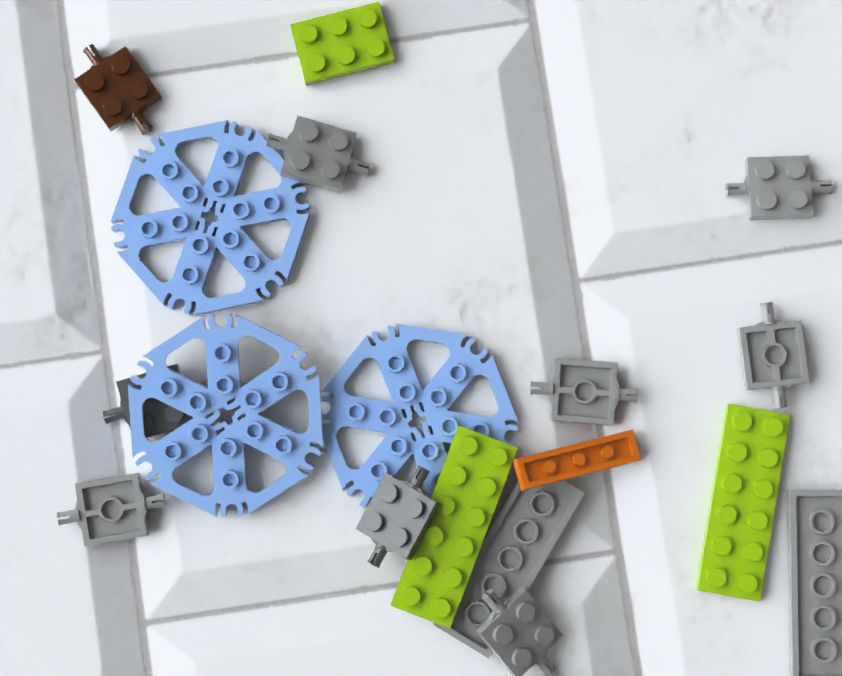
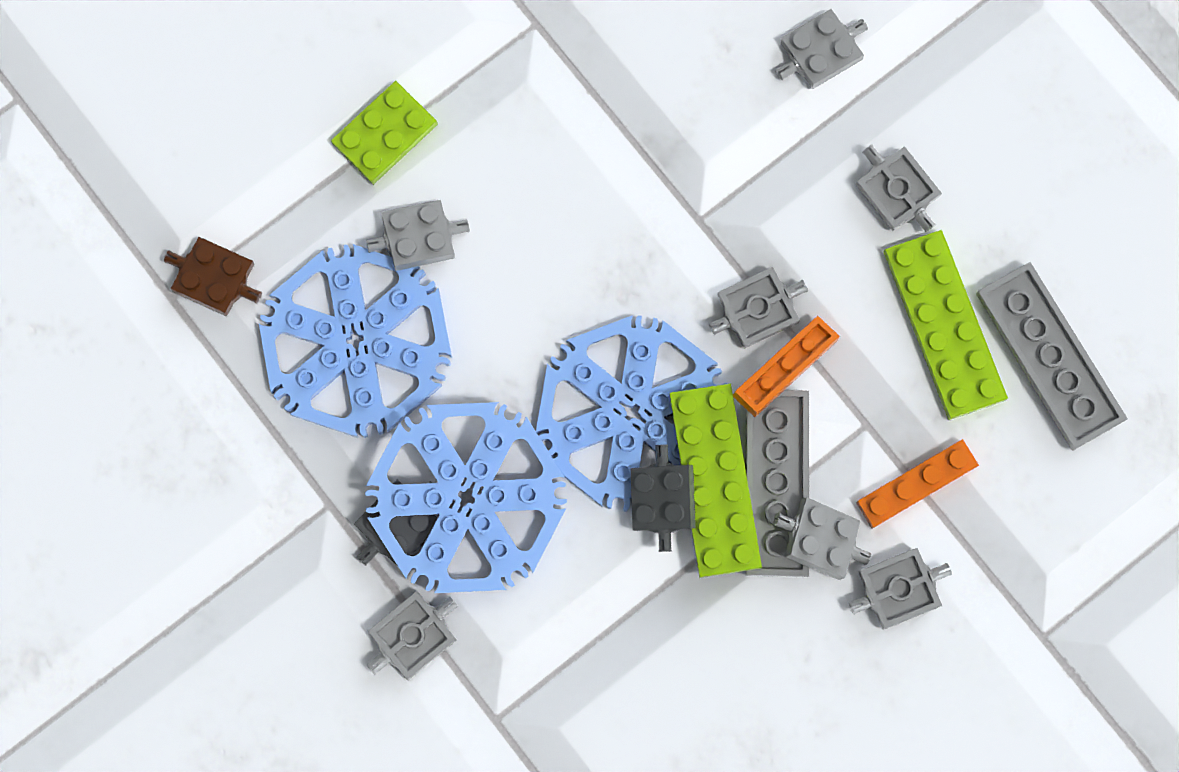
camera: 25 degrees left, 5 degrees down
(633, 630) = (917, 483): none -> orange plate

